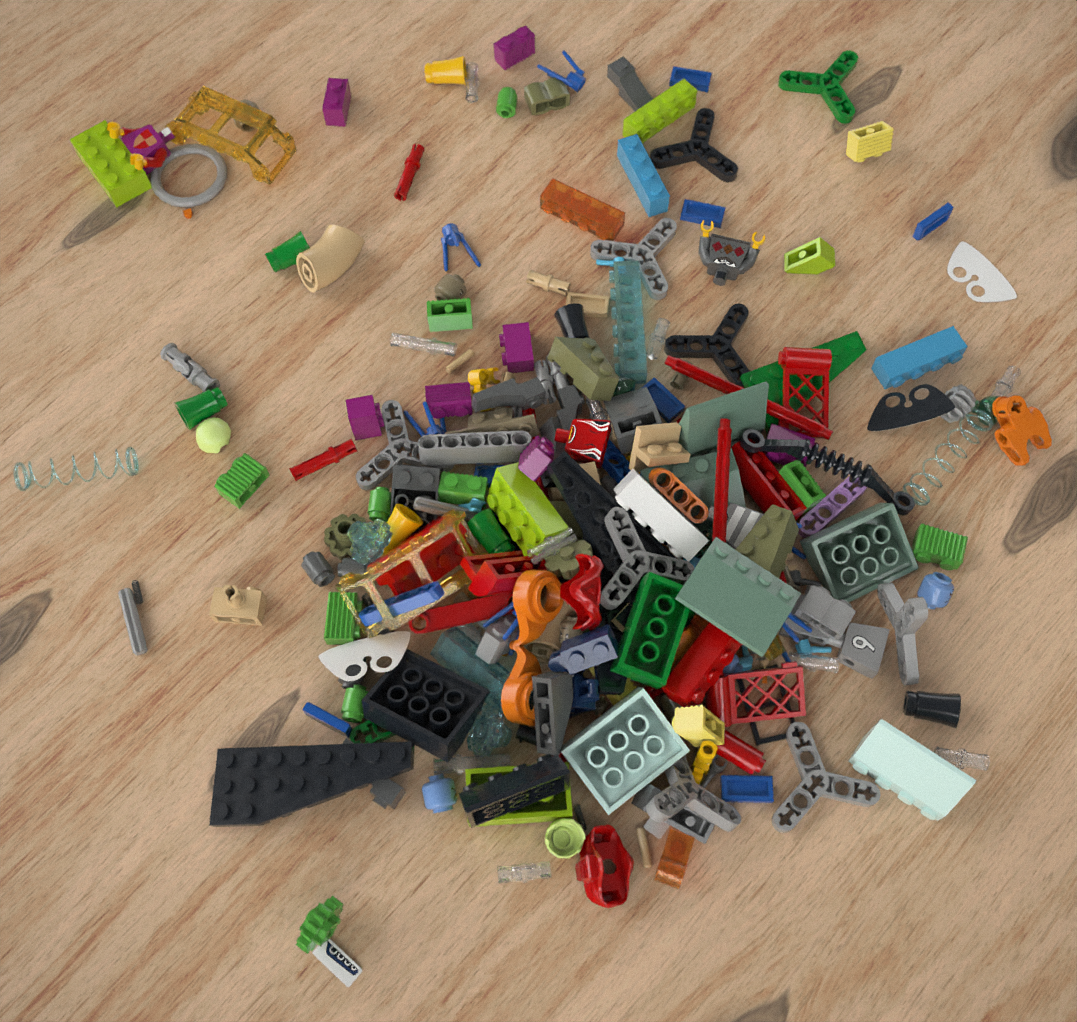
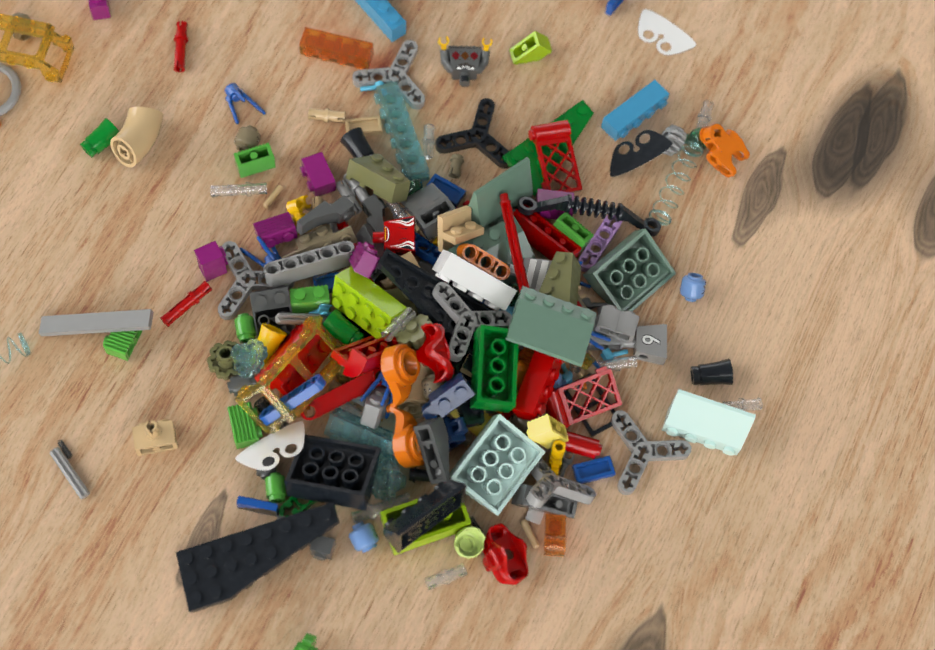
camera: 25 degrees left, 0 degrees up
(189, 369) = (46, 256): light grey piece -> none
(200, 407) = (67, 286): green plant -> none
(212, 435) = (85, 302): yellowish green hair -> none
(216, 456) = (96, 322): none -> light grey tile
(318, 568) = (211, 391): dark grey brick -> none
(698, 211) = (435, 29): blue tile -> none
(727, 387) = (499, 169): red piece -> none
(906, 621) = (677, 315): light grey piece -> none
(939, 547) = (687, 253): bright green brick -> none

